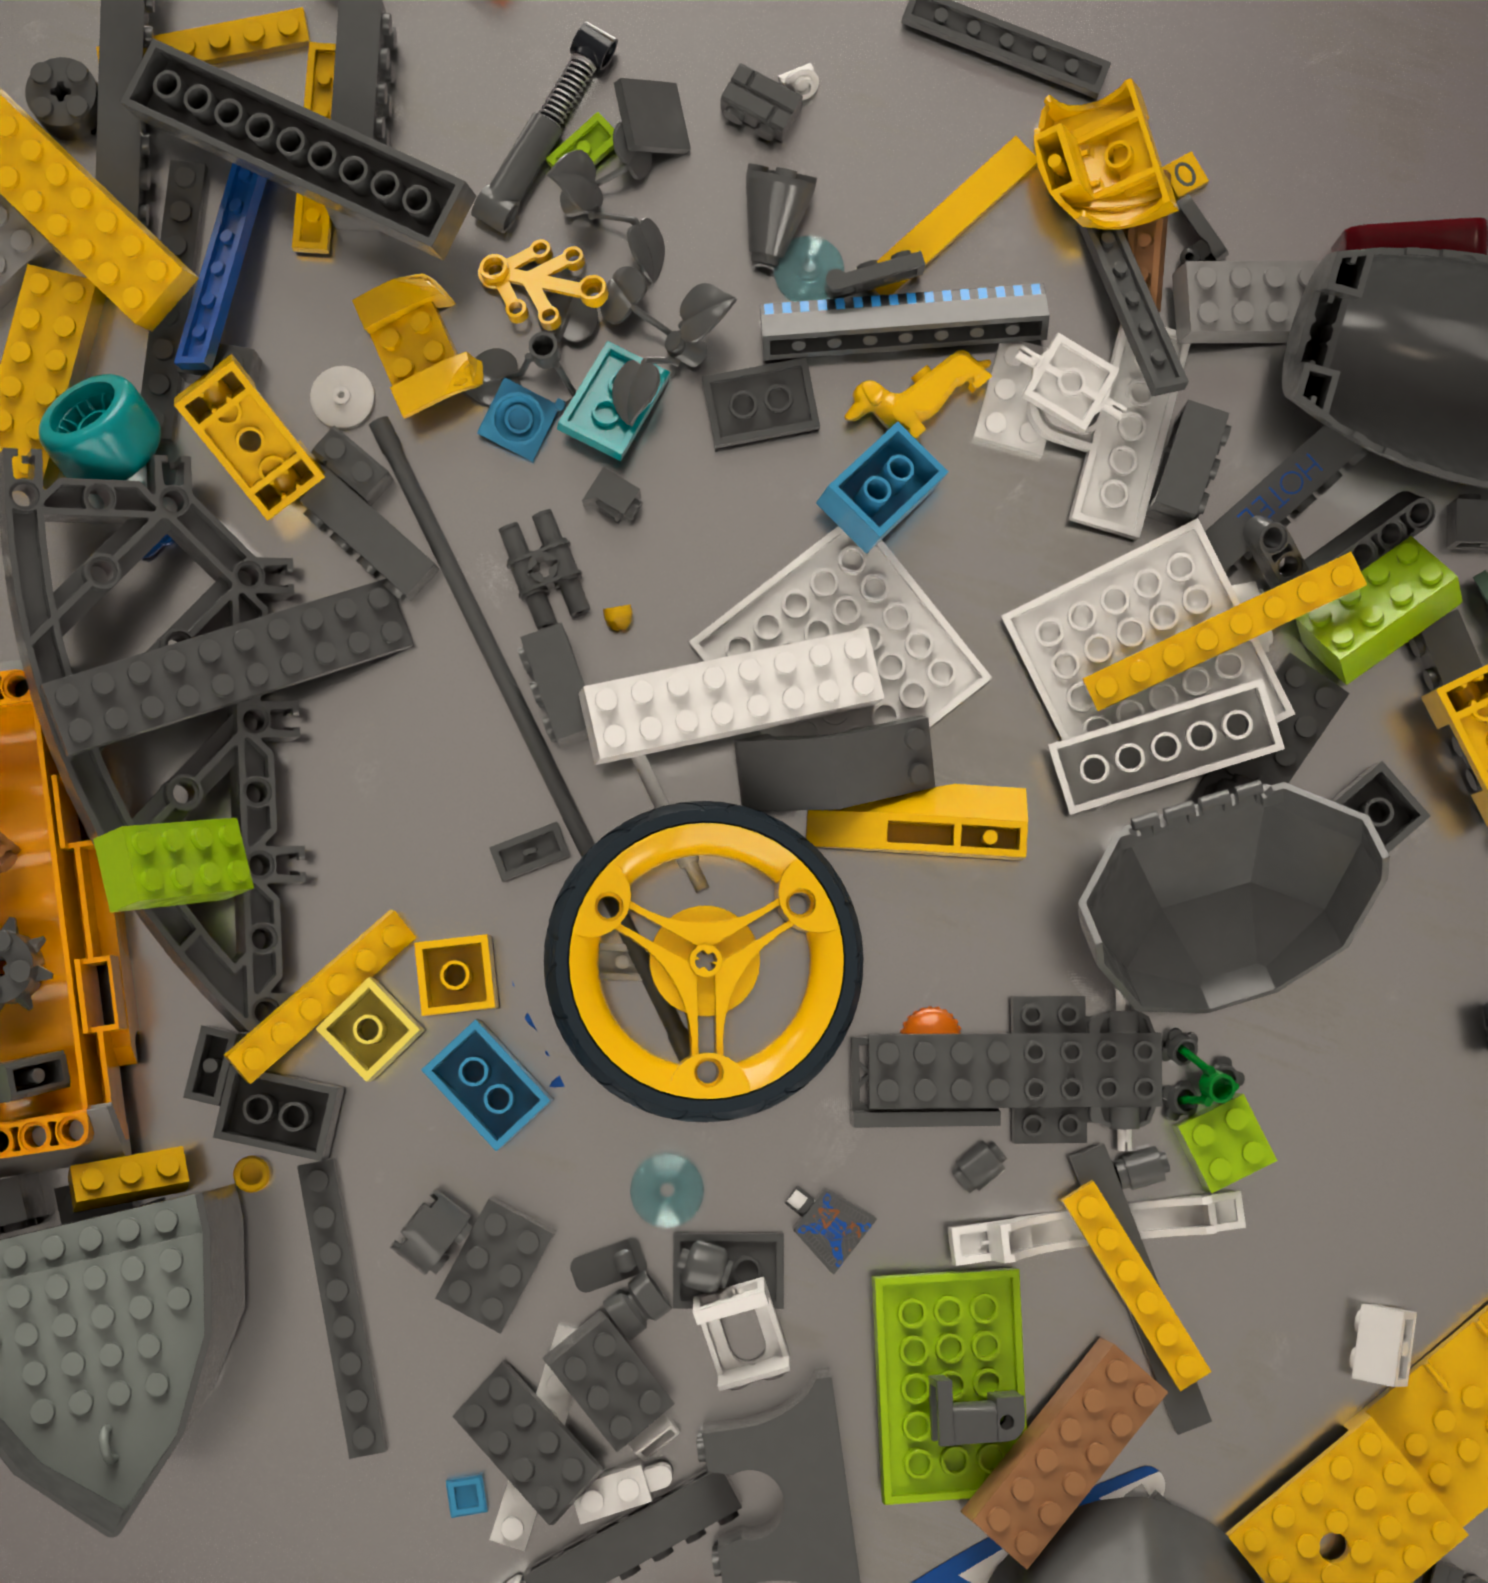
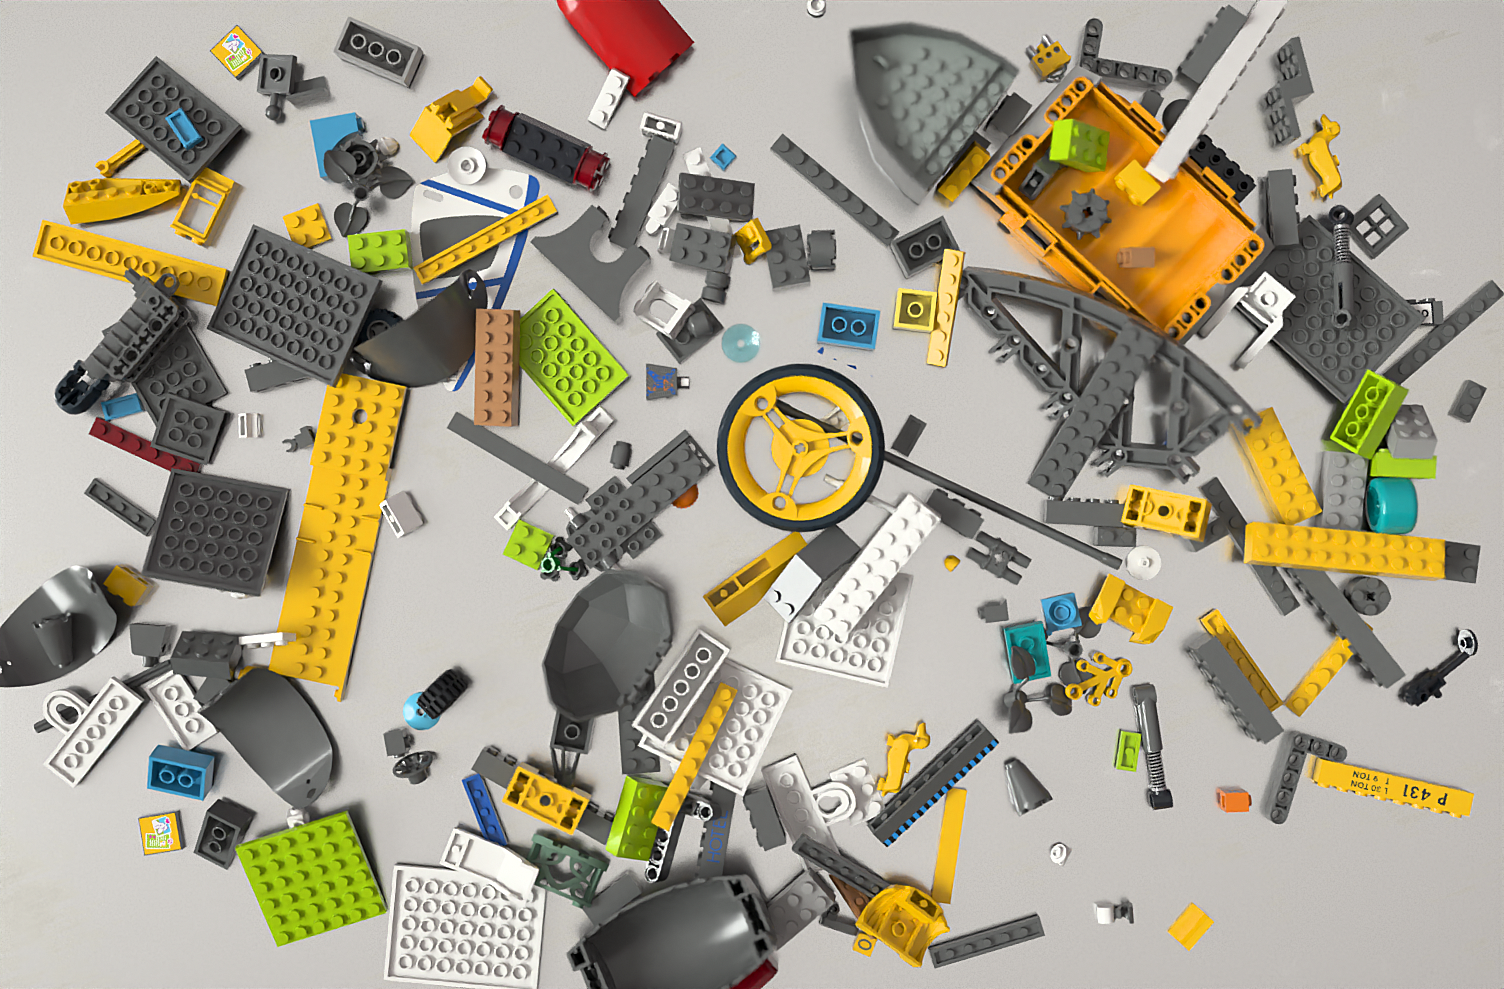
camera: 145 degrees right, 5 degrees up
(100, 429) = (1230, 465): teal wheel -> none
(172, 864) = (1049, 311): lime brick -> none
(209, 1064) = (968, 243): dark grey brick -> none
(220, 270) = (1245, 590): blue plate -> none
(252, 1173) = (915, 214): yellow tile -> none
(299, 149) = (1246, 650): dark grey brick -> none
(456, 975) = (897, 360): yellow brick -> none
(524, 1342) = (748, 236): none -> yellow plate
(581, 195) = (1112, 729): dark grey plant -> none
(608, 1264) = (740, 294): dark grey piece -> none
(652, 116) = (1110, 788): dark grey tile -> none
(760, 103) = (1069, 831): dark grey brick -> none
(760, 402) = (965, 701): dark grey plate -> none
(796, 282) = (981, 774): clear light blue dish -> none
(873, 275) = (962, 793): dark grey plate -> none
(881, 487) = (885, 704): dark azure brick -> none
(973, 1420) = (544, 350): dark grey piece -> none
(1070, 383) = (841, 812): white plate -> none
(1136, 1285) = (520, 457): yellow plate -> none
(1141, 1168) = (554, 507): dark grey brick -> none
(1437, 761) = (564, 776): none -> dark grey plant

